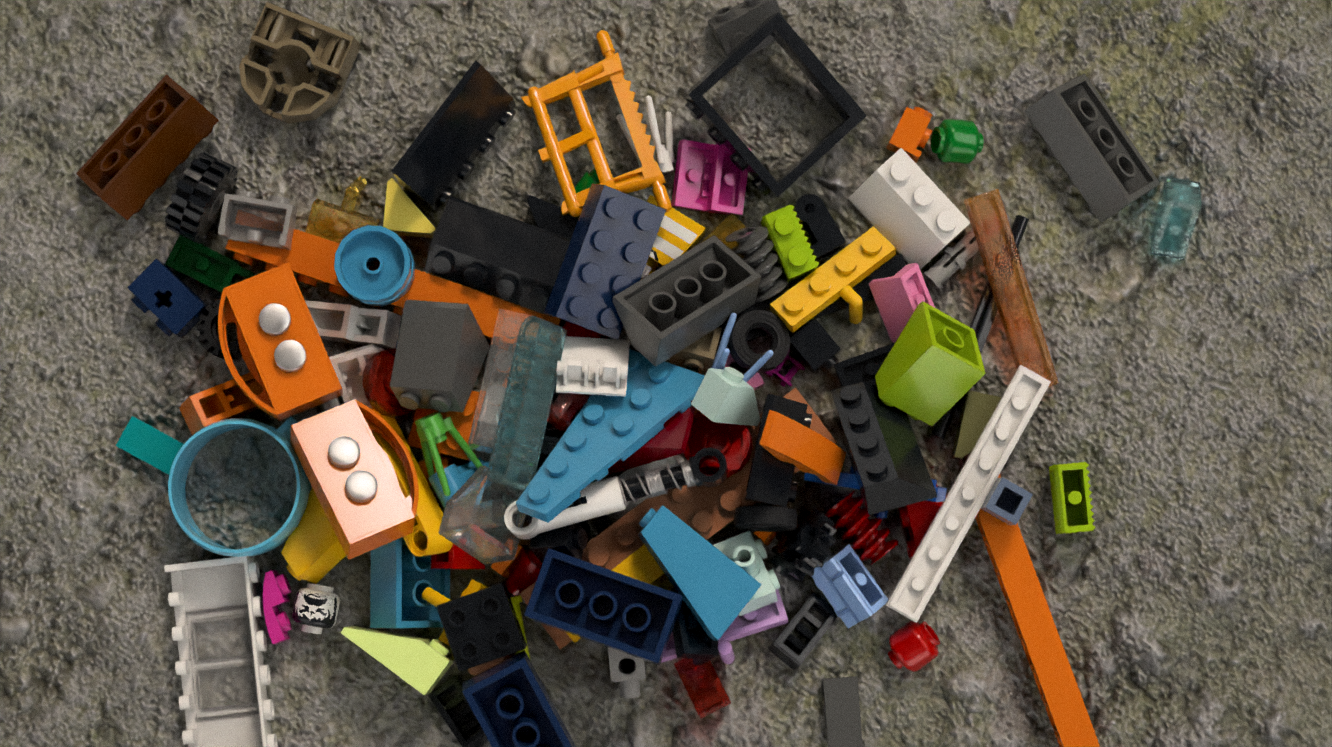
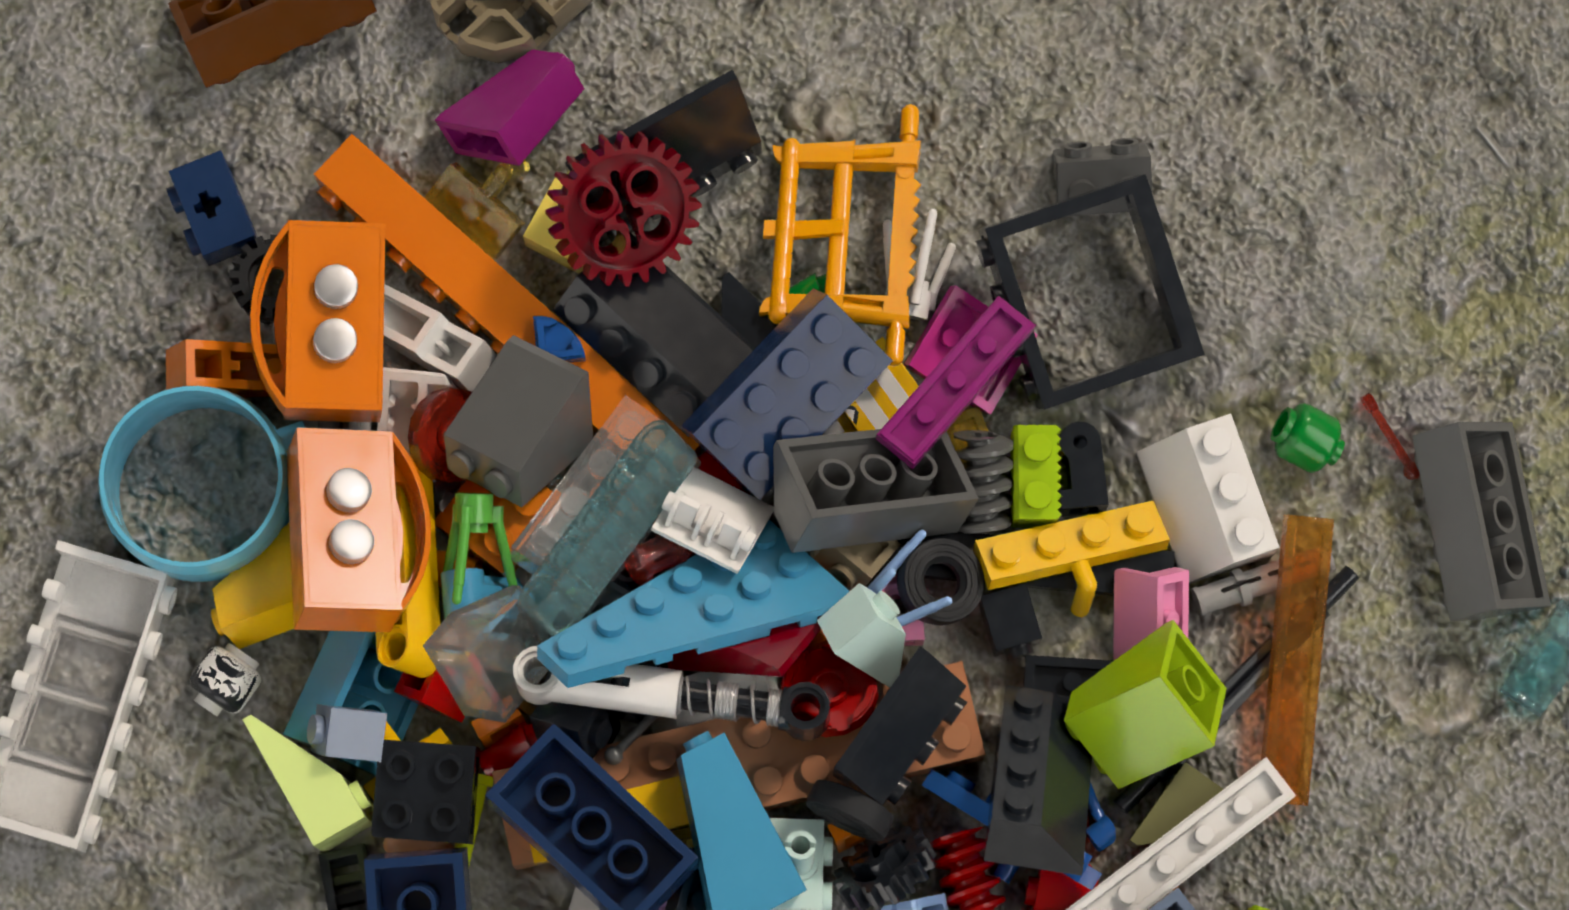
camera: 20 degrees right, 5 degrees down
(149, 444) = (106, 380): teal tile -> none
(200, 197) = (311, 97): black wheel -> none
(205, 264) = (277, 183): dark green hinge -> none
(257, 220) = (369, 155): light grey window -> none
(274, 595) = (179, 642): dark pink slope -> none
(338, 147) = (512, 109): none -> magenta slope
(359, 251) = (476, 251): dark azure wheel -> none
(413, 611) = (347, 732): none -> sand blue brick
(421, 206) = (583, 223): none -> dark red gear
(436, 289) = (557, 339): none -> blue tile
(595, 548) = (614, 754): none -> dark grey hinge
(713, 205) = (955, 382): none -> magenta tile
(786, 379) = (955, 649): magenta piece -> none
(802, 447) = (935, 735): orange slope -> none
(911, 132) = (1253, 401): orange brick -> none
(933, 457) = (1103, 831): none -> blue hand
(1031, 132) = (1410, 470): none -> clear red hinge

